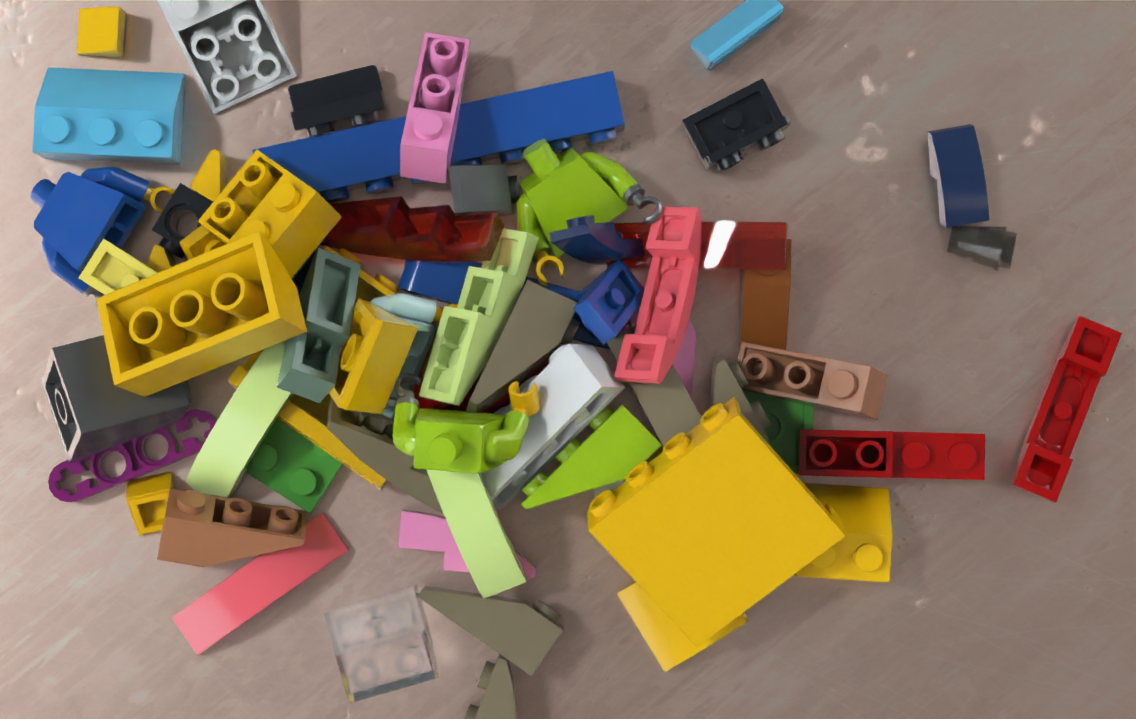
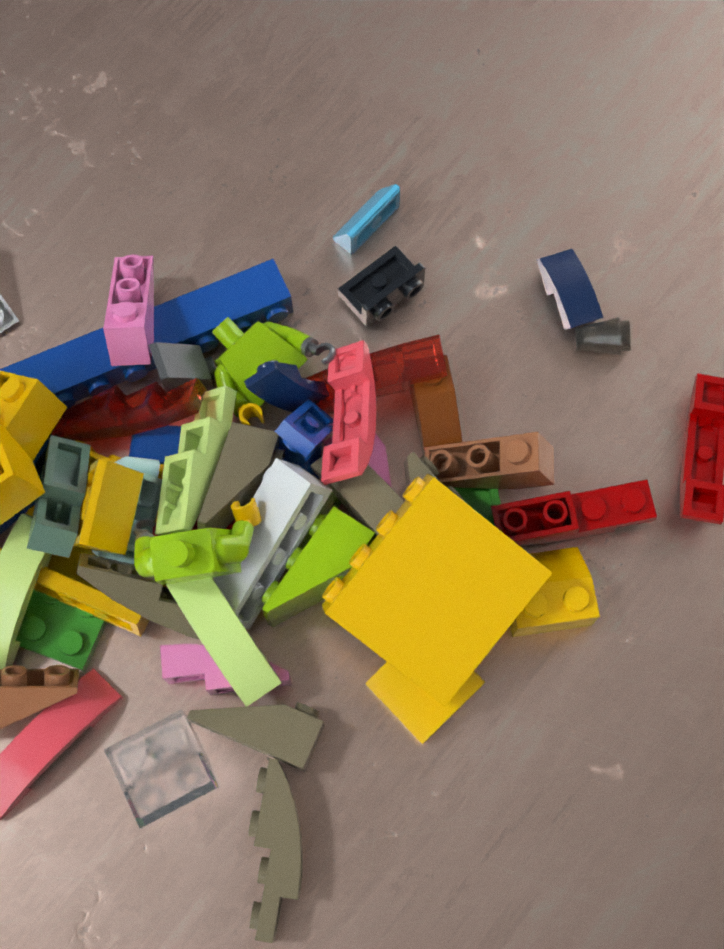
camera: 10 degrees left, 15 degrees down
(335, 98) = (53, 327): black bracket -> none

